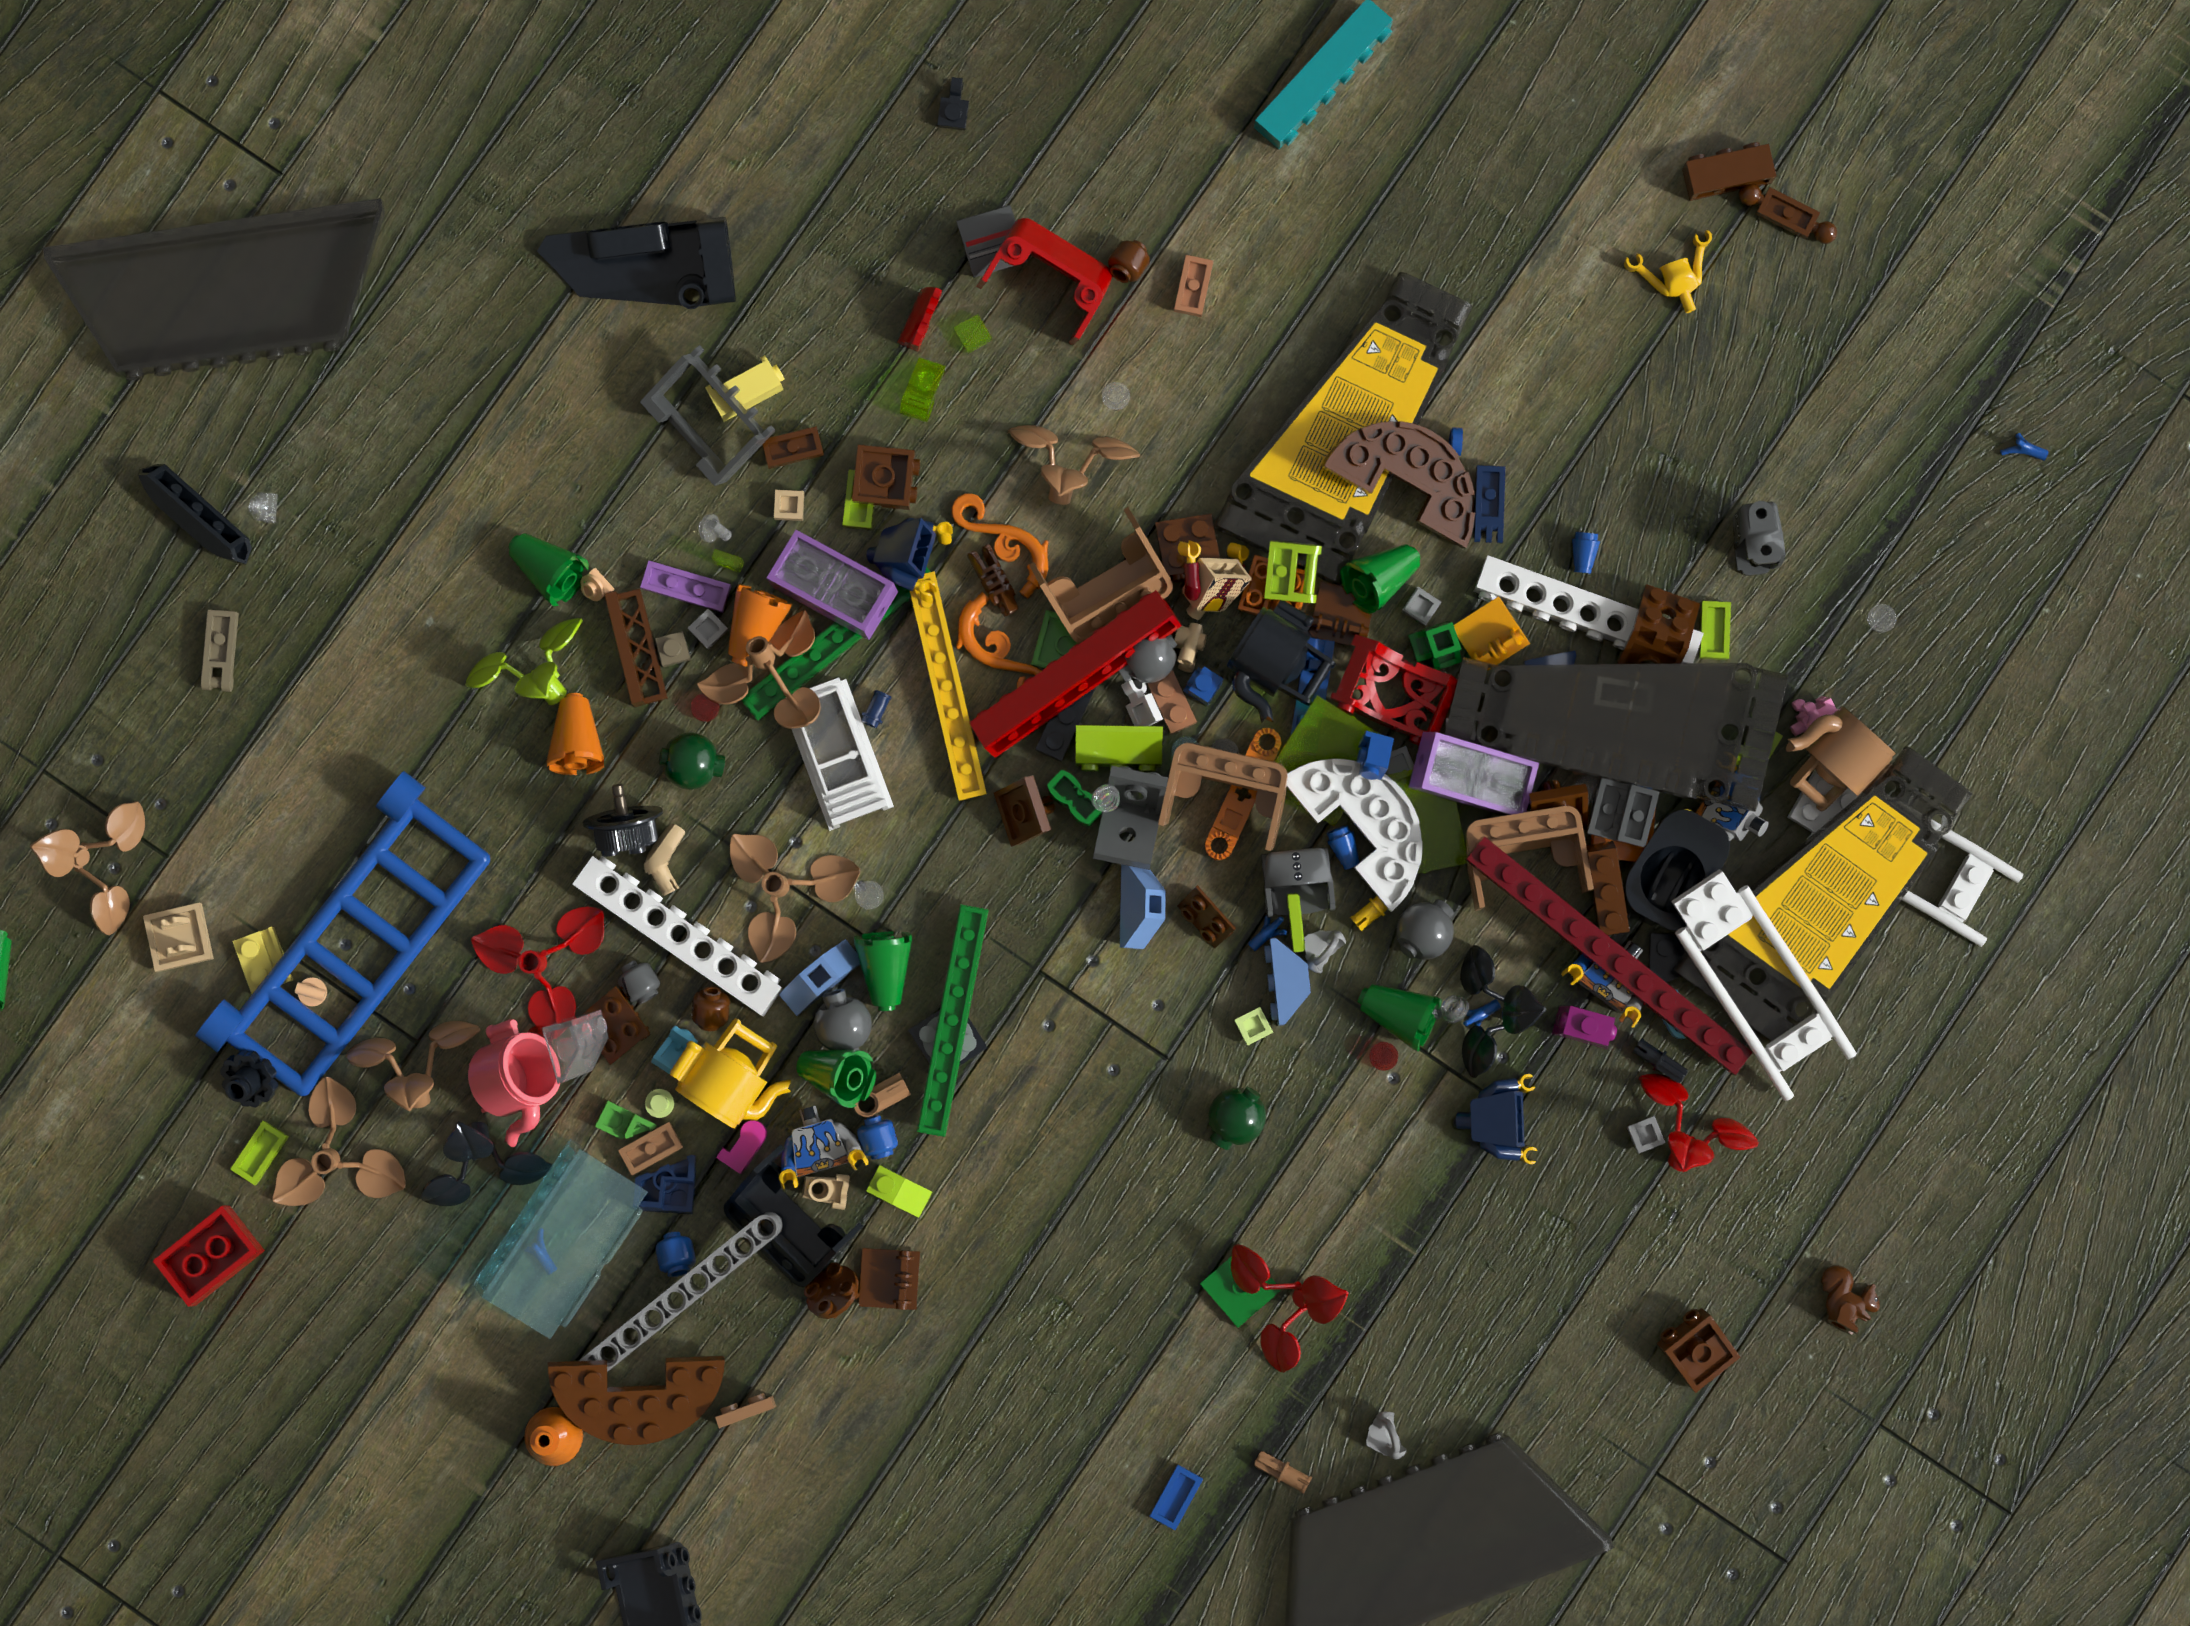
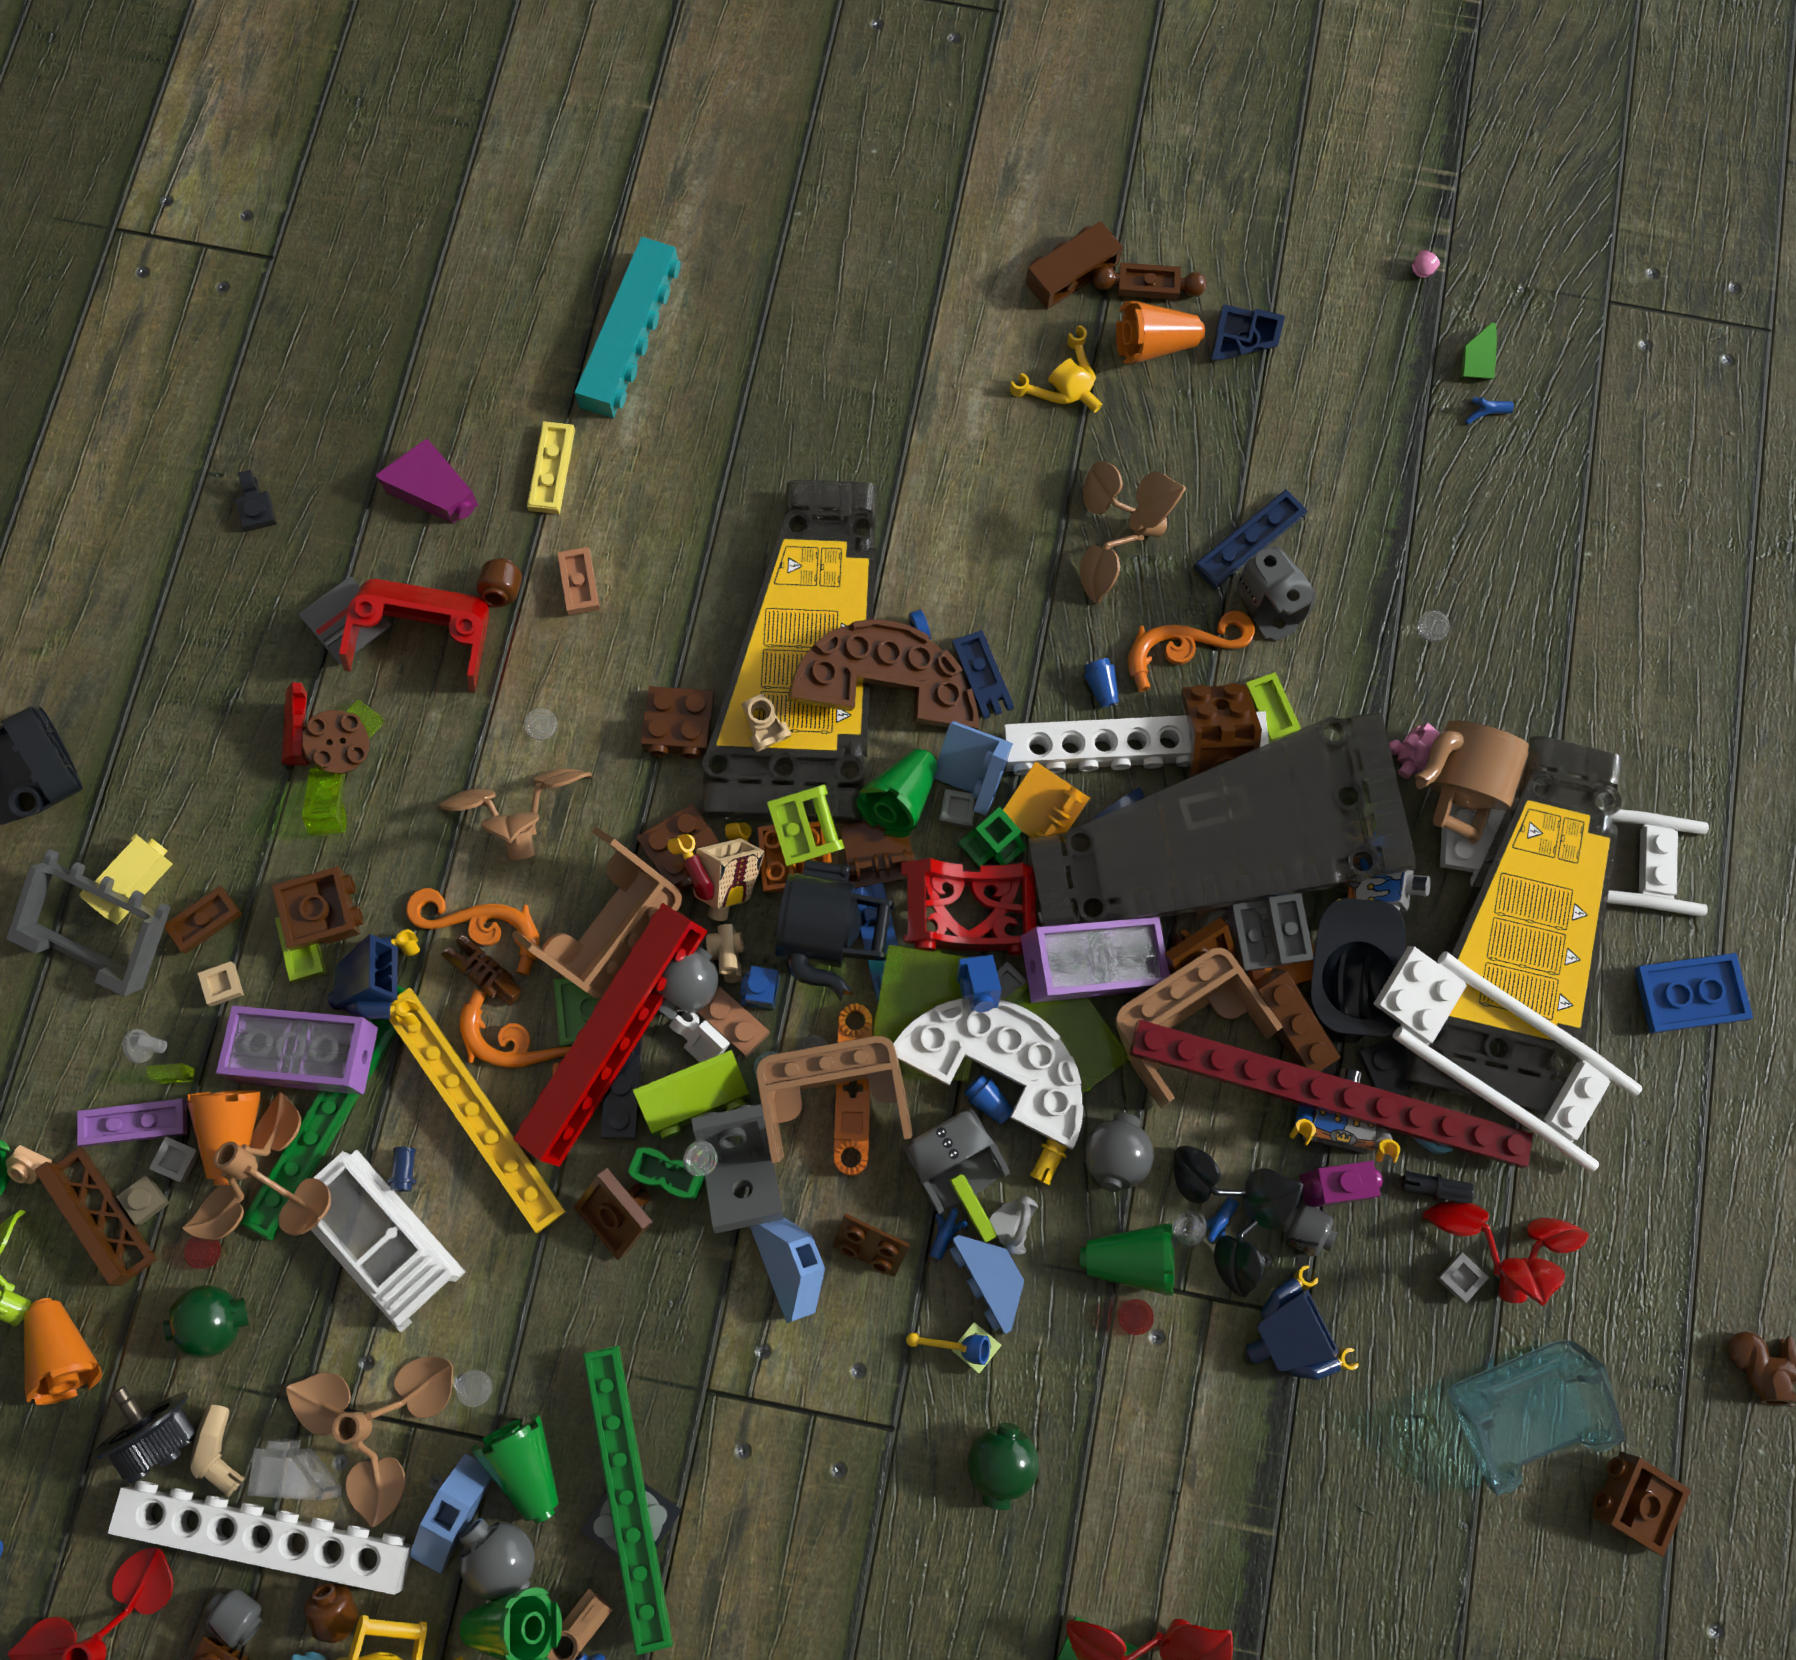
camera: 25 degrees left, 10 degrees down
(717, 897) = (290, 1472): none -> clear slope
(951, 332) = (332, 727): none -> reddish brown plate
(1104, 149) = (428, 483): none -> magenta slope
(1209, 174) = (551, 467): none -> light yellow tile
(1226, 440) = (677, 722): none -> reddish brown plate
(1250, 1025) = (973, 1348): none -> hinge
(1294, 481) = (765, 731): none -> tan plate
(1448, 576) = (973, 763): none -> medium blue bracket
(1545, 1049) = (1310, 1230): none -> dark grey head
(1651, 1252) = (1535, 1409): none -> clear light blue windscreen
(1672, 540) = (1186, 636): none -> orange plant
(1687, 428) = (1156, 499): none -> medium nougat plant
(1766, 479) = (1250, 539): none -> dark blue tile
(1770, 265) = (1155, 331): none -> orange cone
(1848, 294) = (1245, 332): none -> dark blue slope
(1938, 1001) = (1693, 993): none -> blue plate
(2035, 296) = (1425, 264): none -> bright pink hinge
(2042, 397) = (1480, 355): none -> bright green slope

